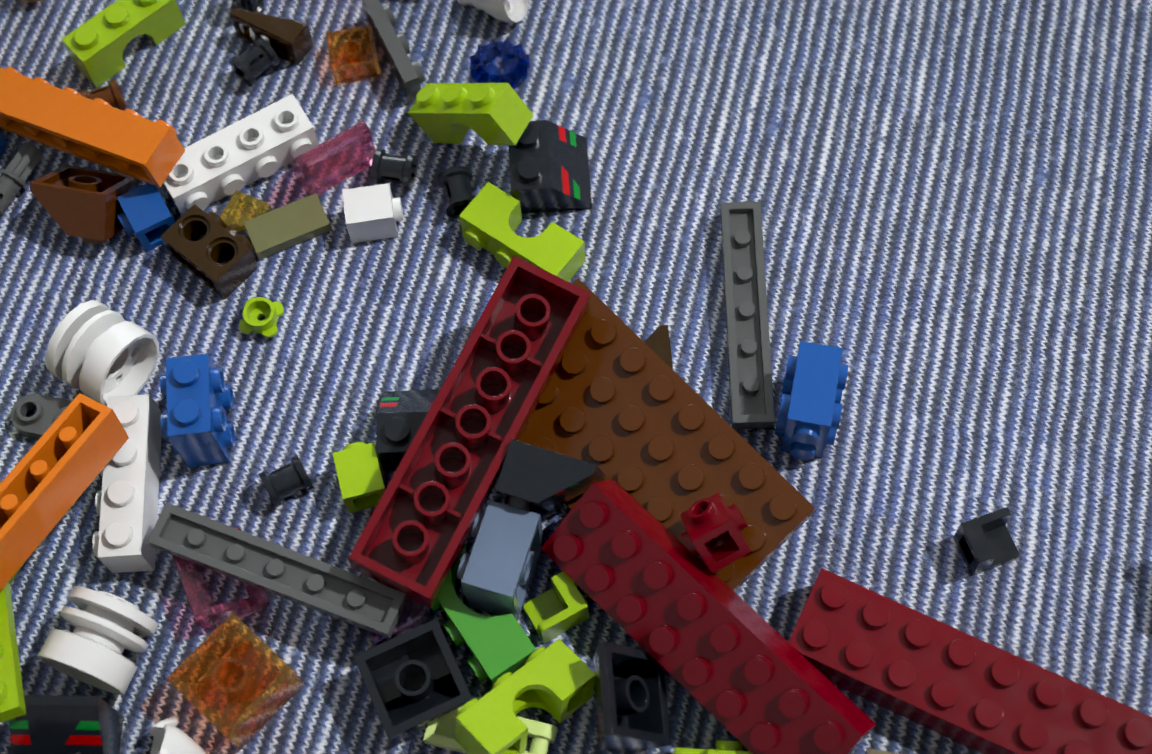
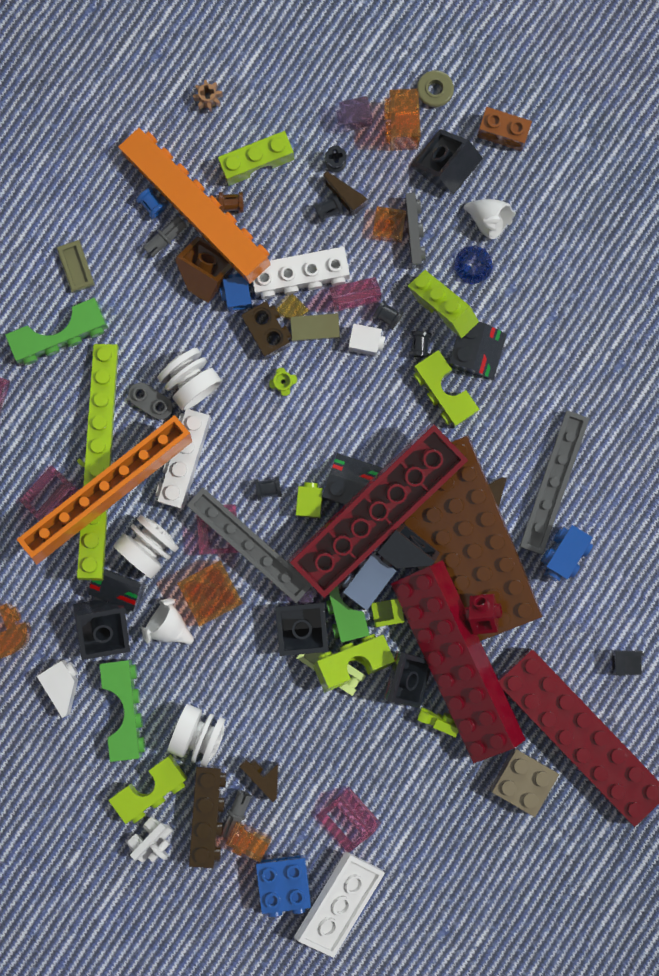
camera: 20 degrees right, 20 degrees up
(197, 410) = (232, 435): blue brick -> none

